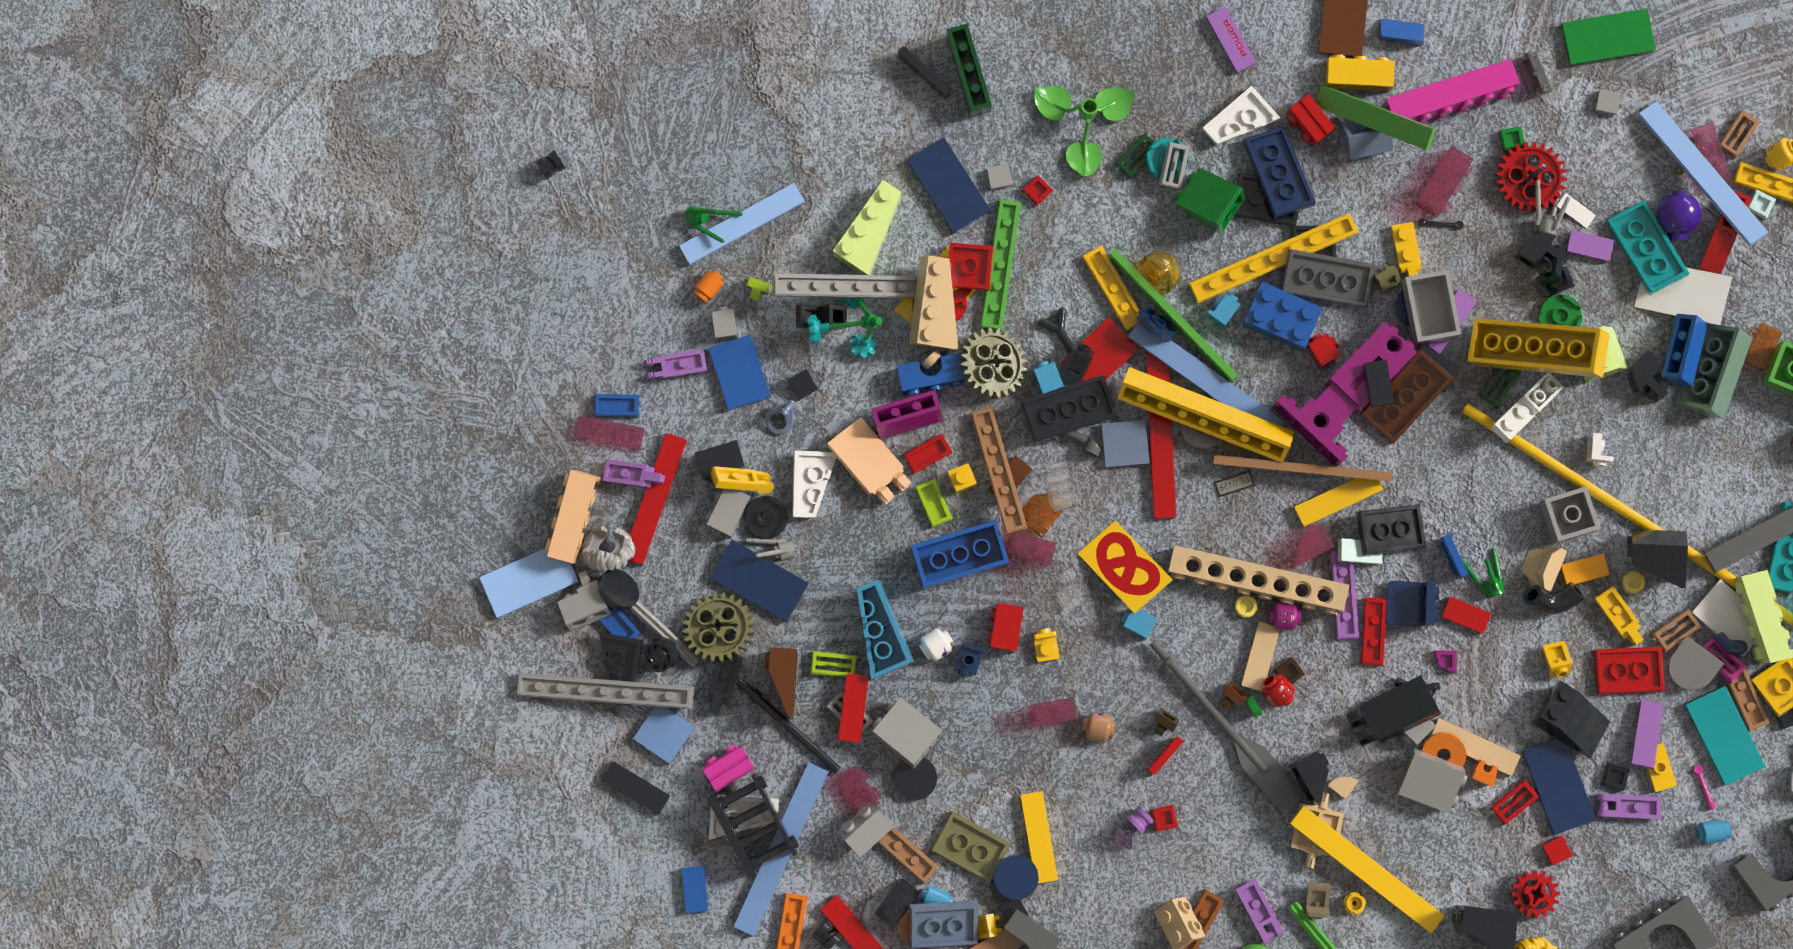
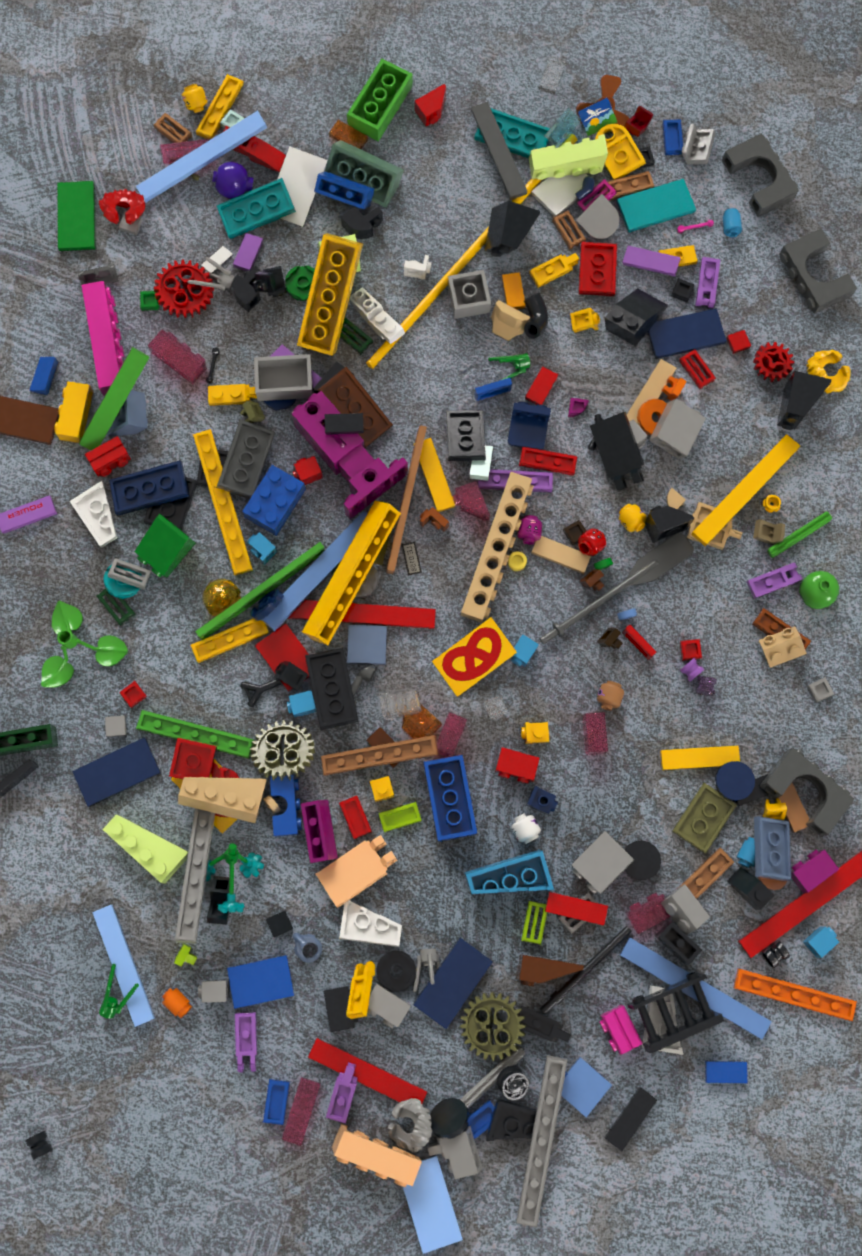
camera: 85 degrees left, 5 degrees down
(827, 824) = (678, 943): none -> black brick
(1197, 741) = (627, 614): none -> medium blue tile
(1281, 508) = (436, 518): none -> dark orange bracket
(1314, 736) = (632, 518): none -> yellow head
(1633, 582) = (527, 256): light yellow tile -> none
(1636, 86) = (124, 199): none -> red piece

